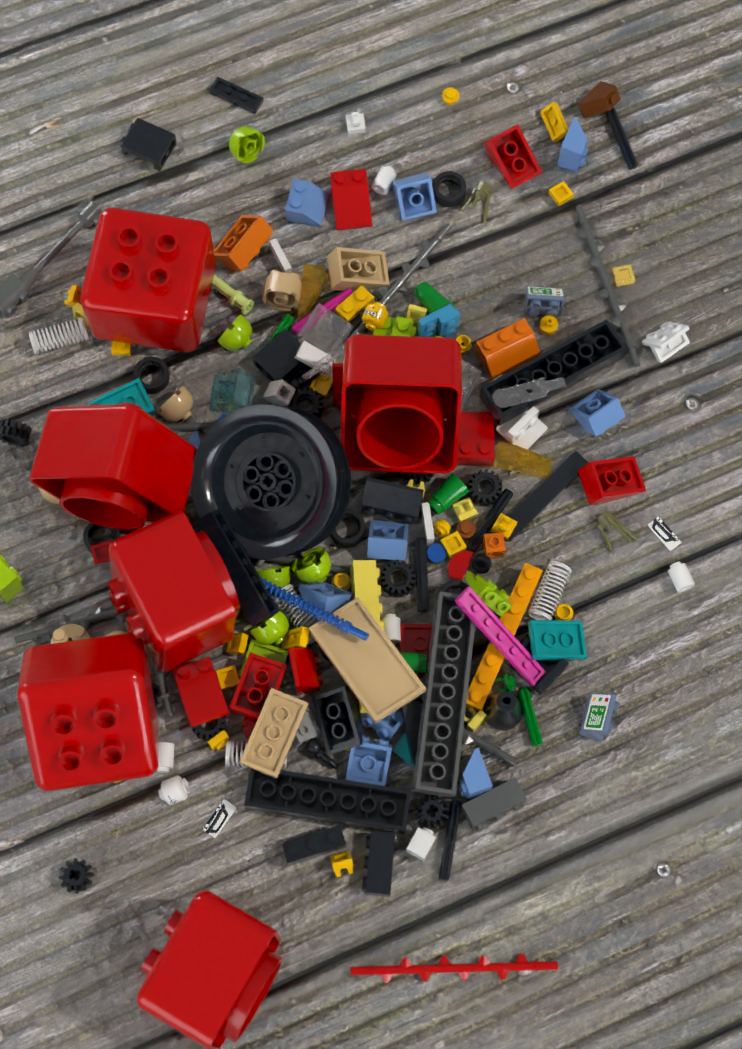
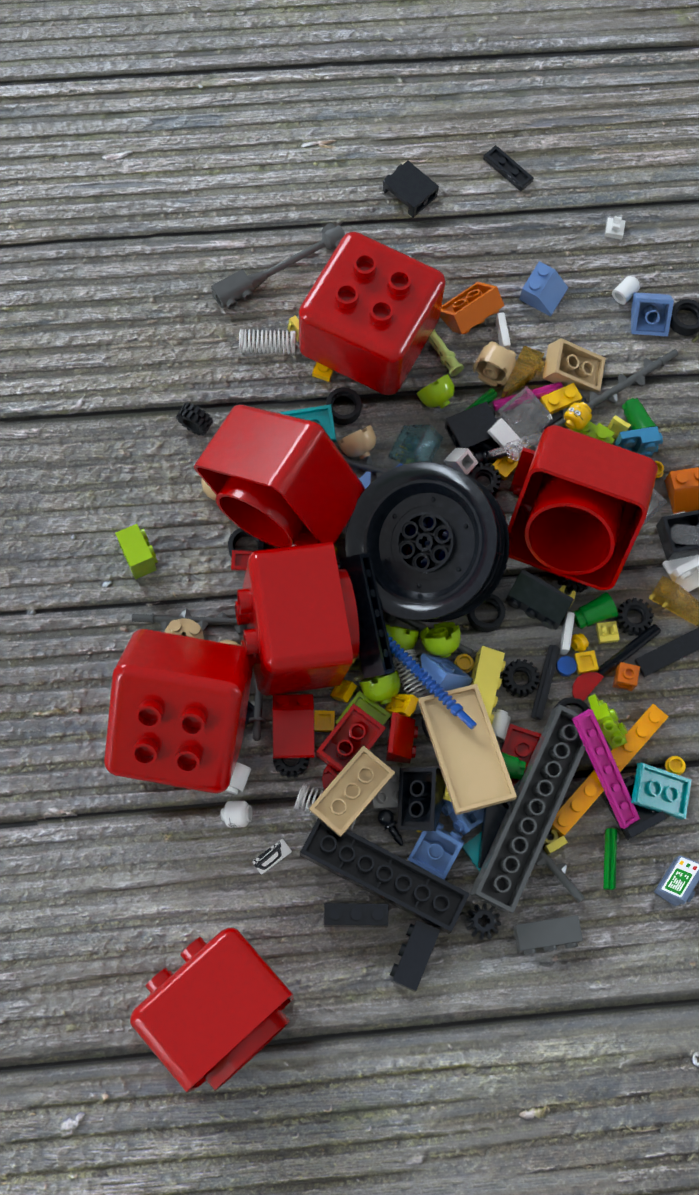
camera: 15 degrees right, 0 degrees up
(73, 296) = (293, 309): yellow tile -> none
(79, 868) = (110, 873): black gear -> none
(219, 741) = (295, 781): yellow plate -> none
(246, 144) = (503, 215): lime cylinder -> none
(341, 861) = (378, 940): yellow tile -> none
(351, 199) = (588, 298): red slope -> none
(387, 540) = (522, 637): medium blue slope -> none
(421, 843) = (463, 949): white brick -> none
(445, 966) = (465, 1092): red plant -> none
(450, 839) = (492, 955): black axle -> none
(466, 529) = (603, 651): dark orange plate -> none
(475, 778) = (537, 902): medium blue slope -> none
(476, 439) = (641, 568): red slope -> none
(481, 563) = (608, 690): black tile -> none
(503, 710) = (585, 843): black cone -> none
(504, 524) = (643, 659): yellow tile -> none
(509, 681) = (600, 816): green plate -> none
(559, 572) = (683, 723): white piece -> none

